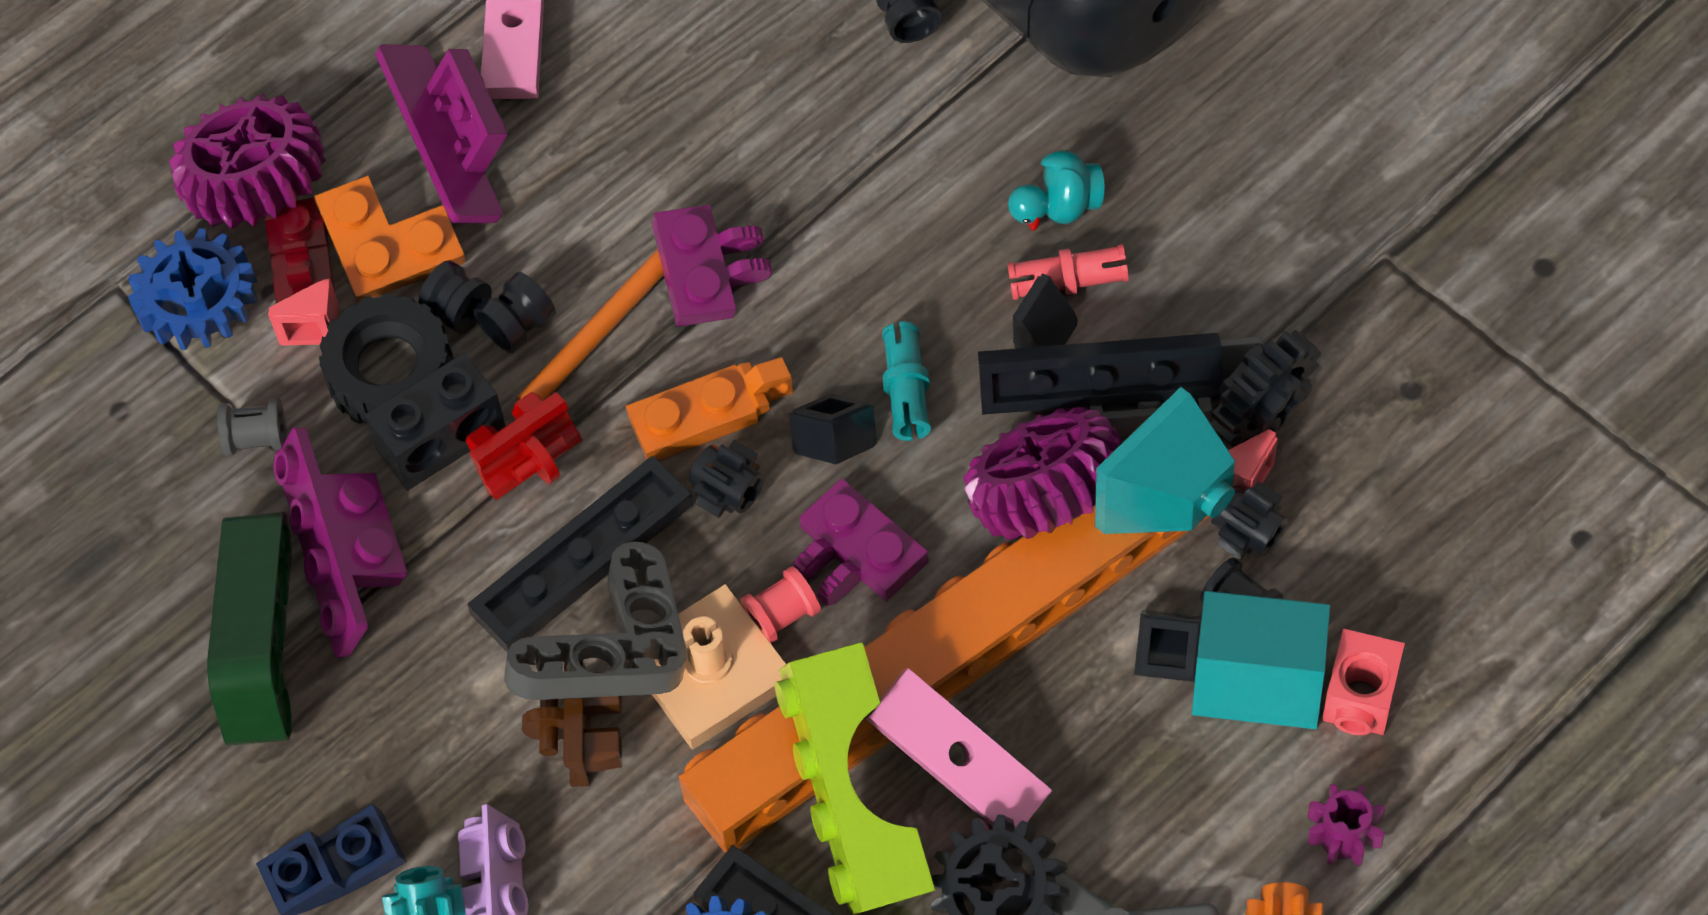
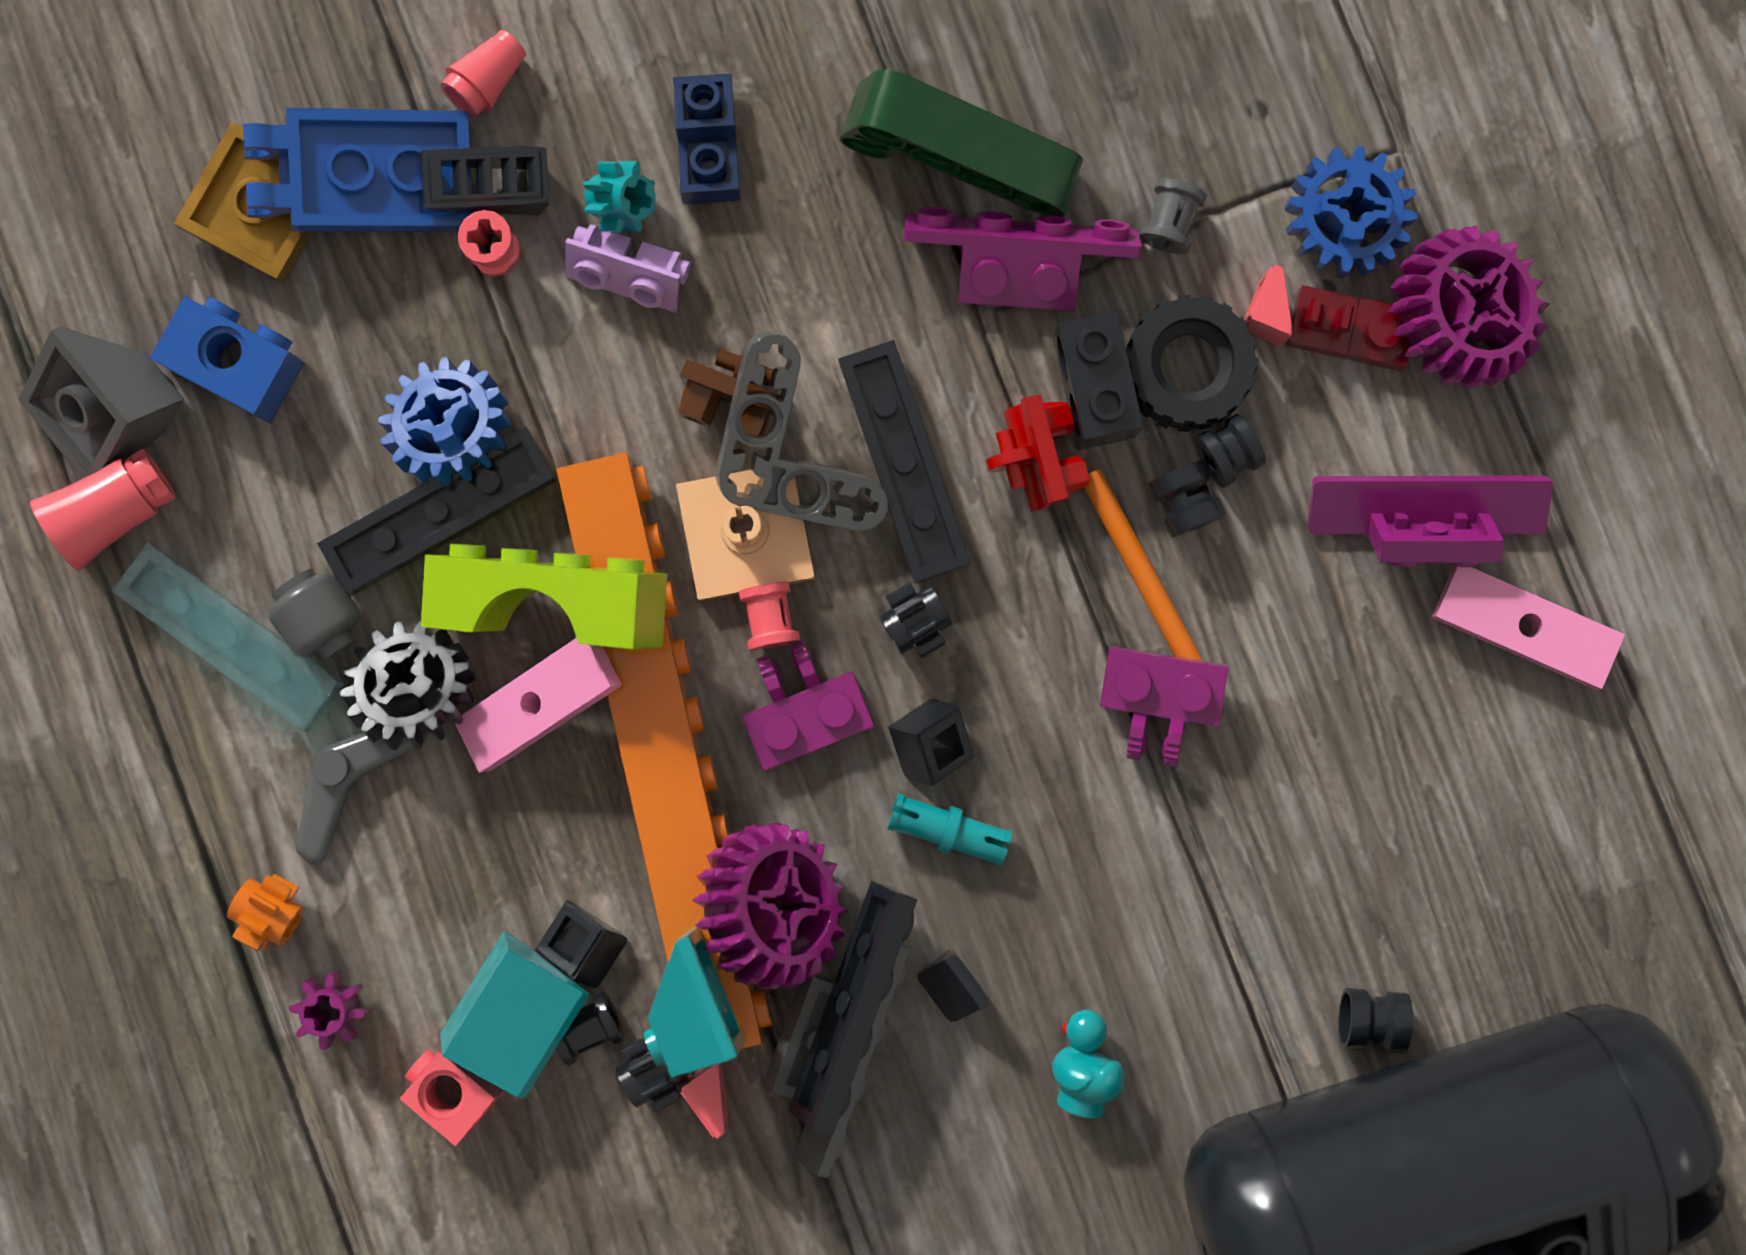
camera: 110 degrees right, 25 degrees up
(379, 254) = (1317, 395): orange plate -> none
(707, 407) = (1009, 635): orange hinge -> none
(1071, 270) = (997, 1034): coral pin -> none
(1265, 388) = (764, 1151): black gear -> none

